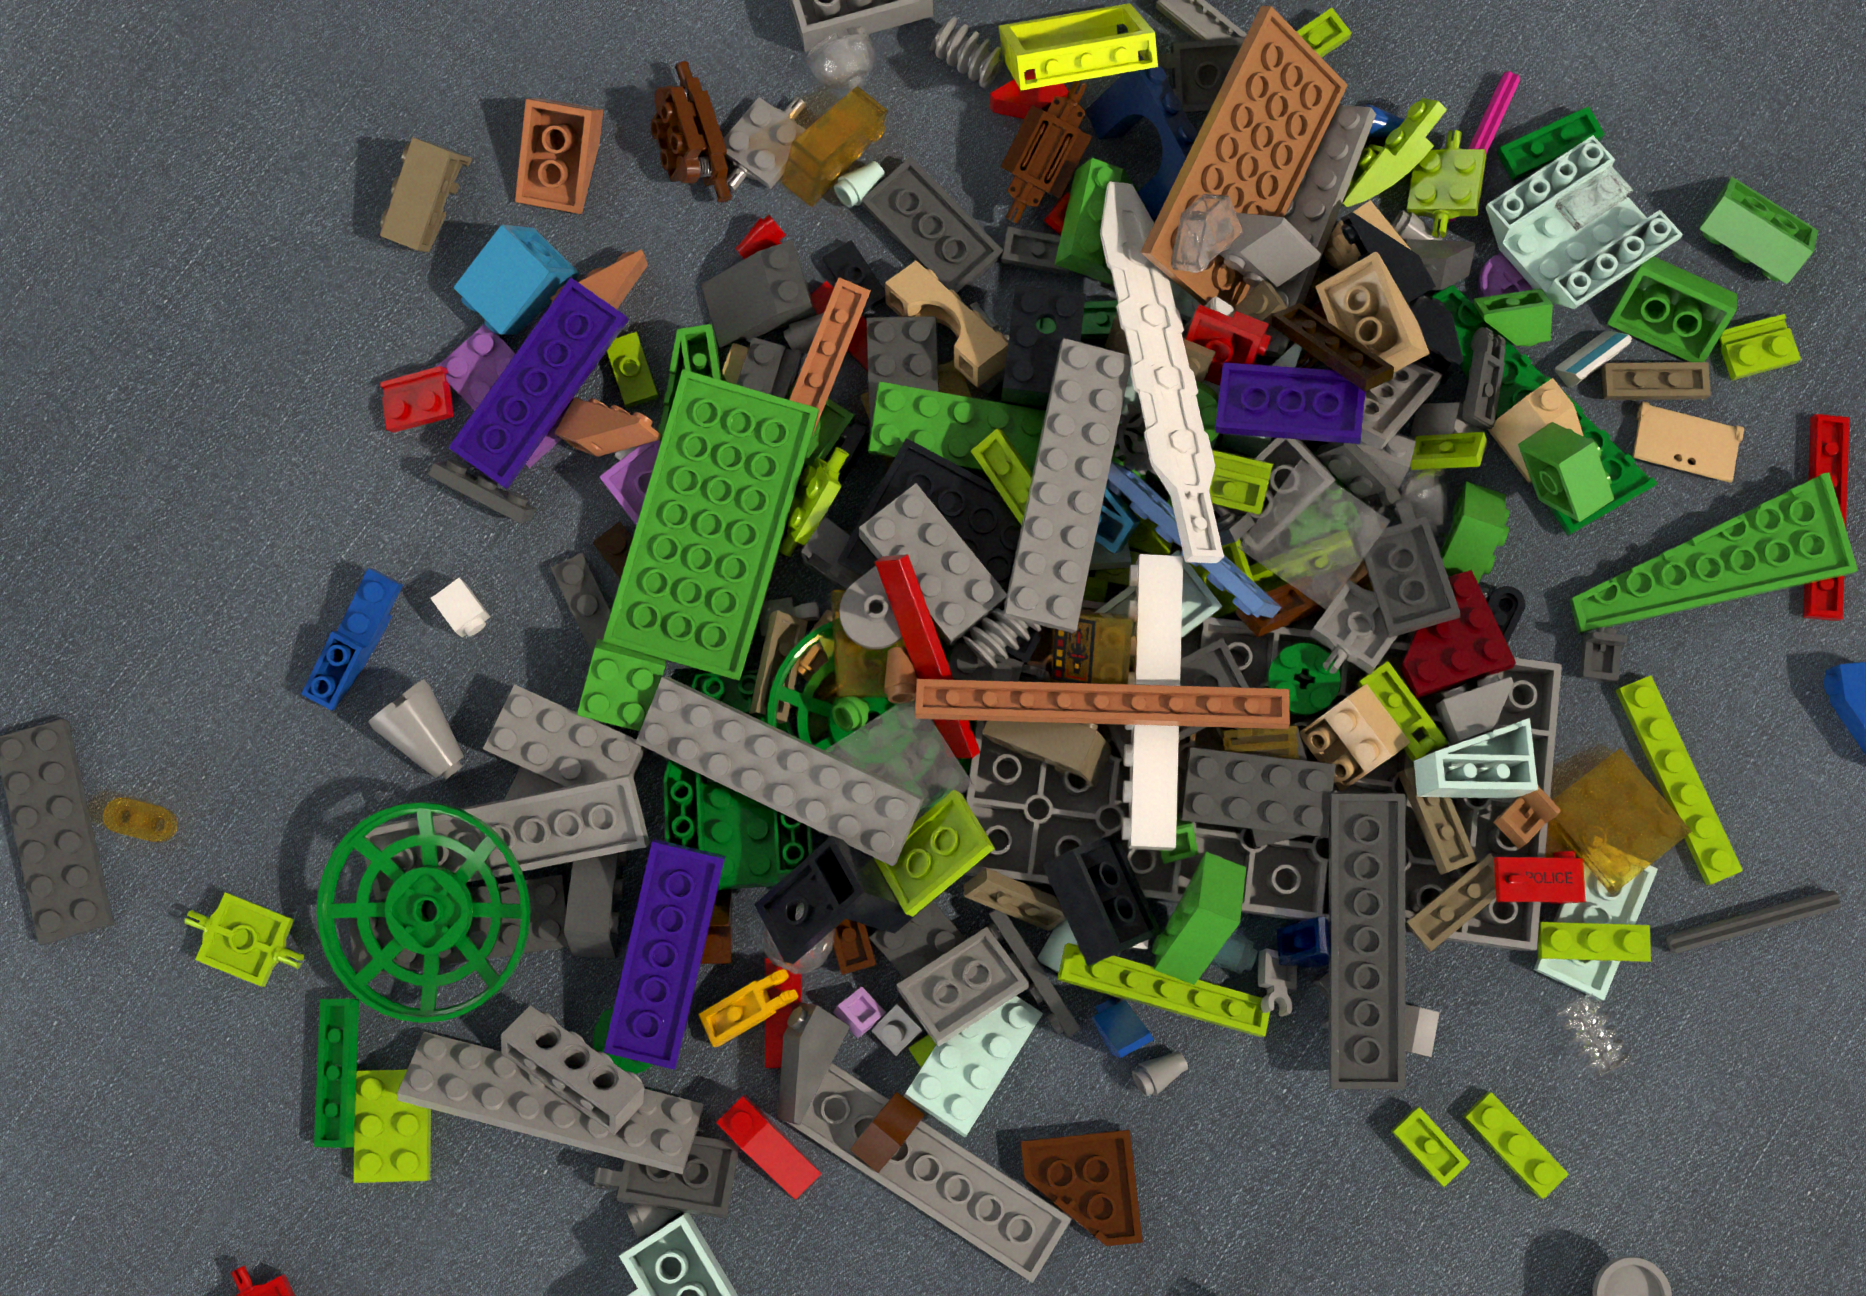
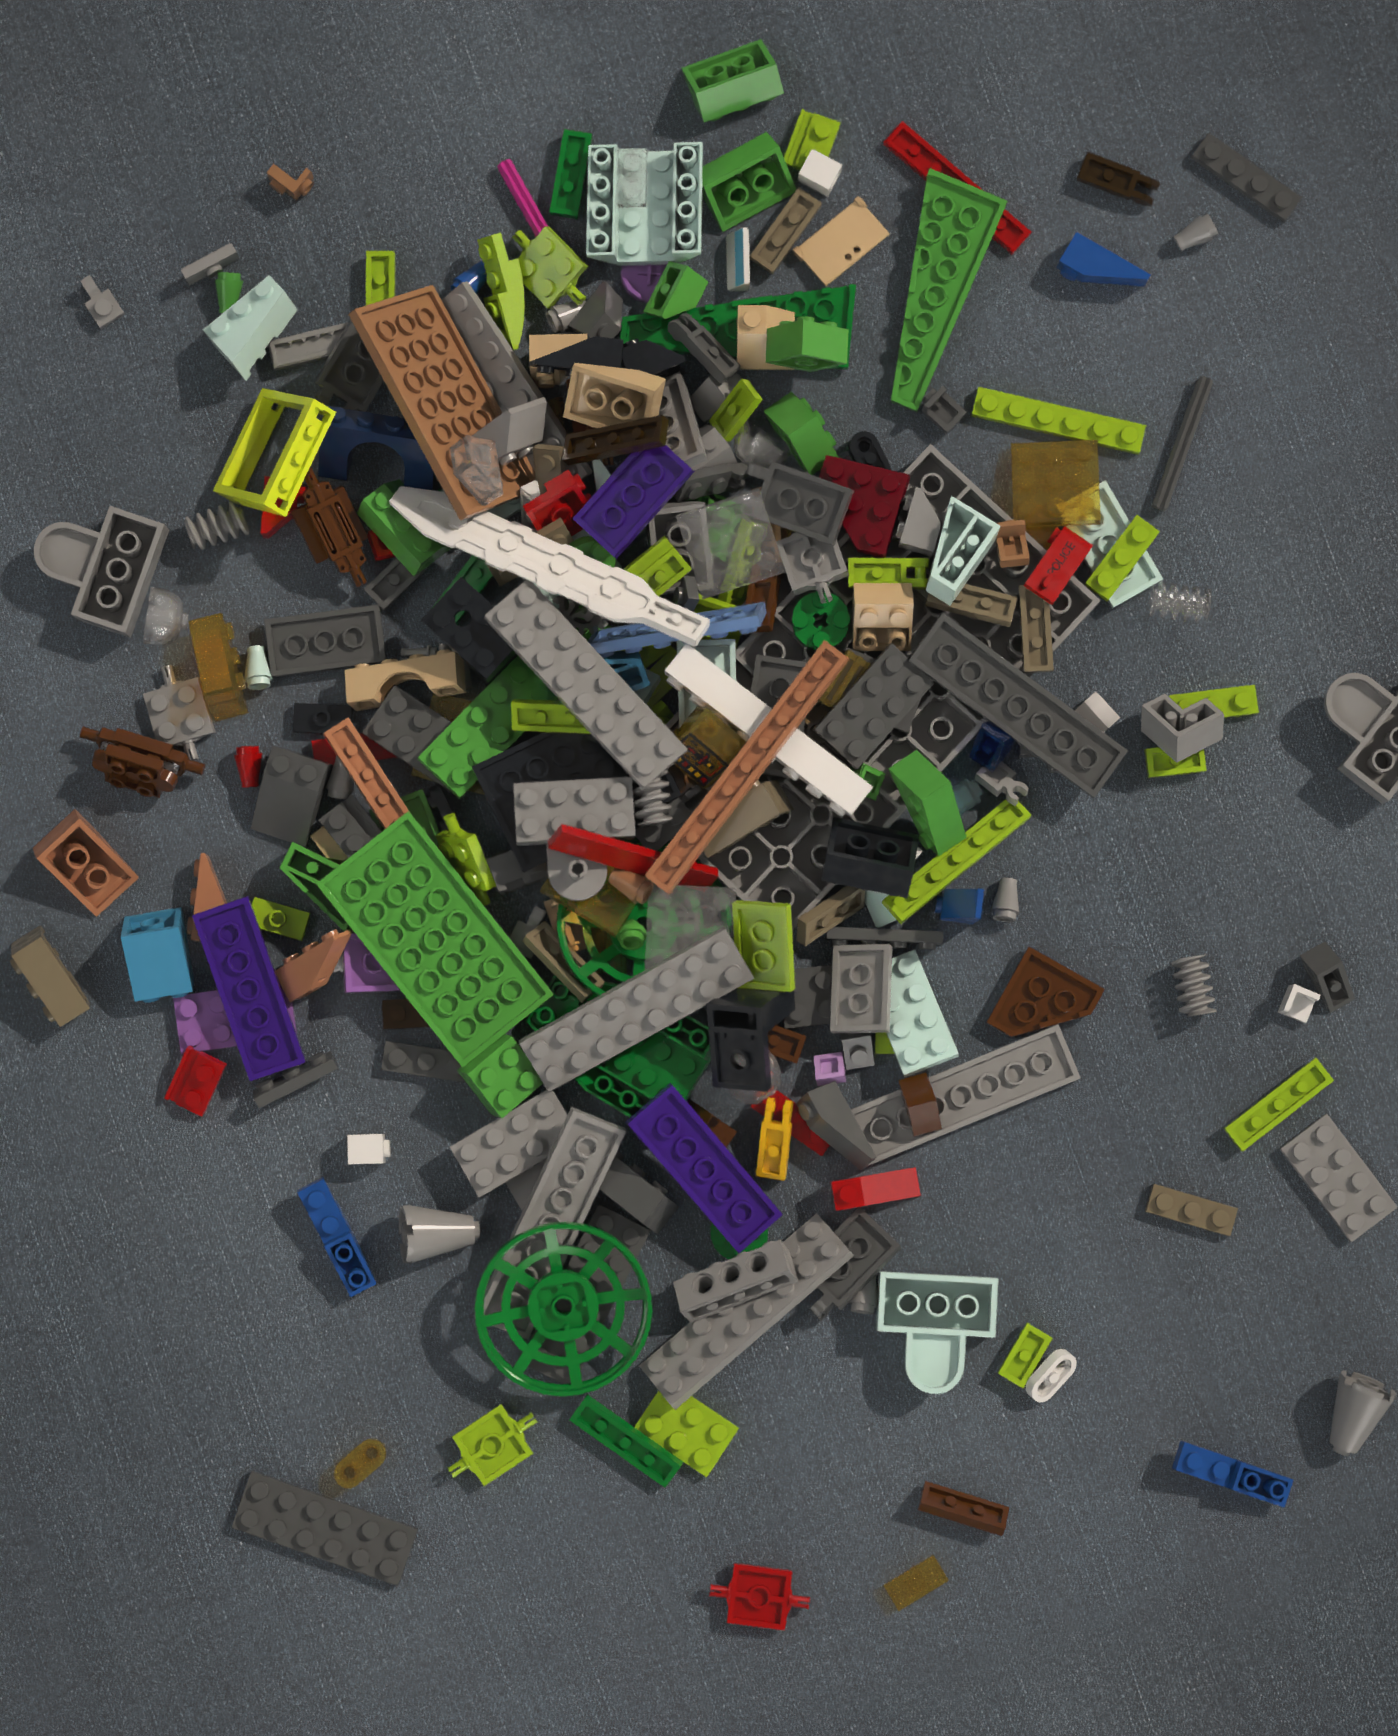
camera: 60 degrees left, 5 degrees up
(1467, 1132) = (1181, 730): none -> light grey brick
(1737, 373) = (819, 172): none -> white panel

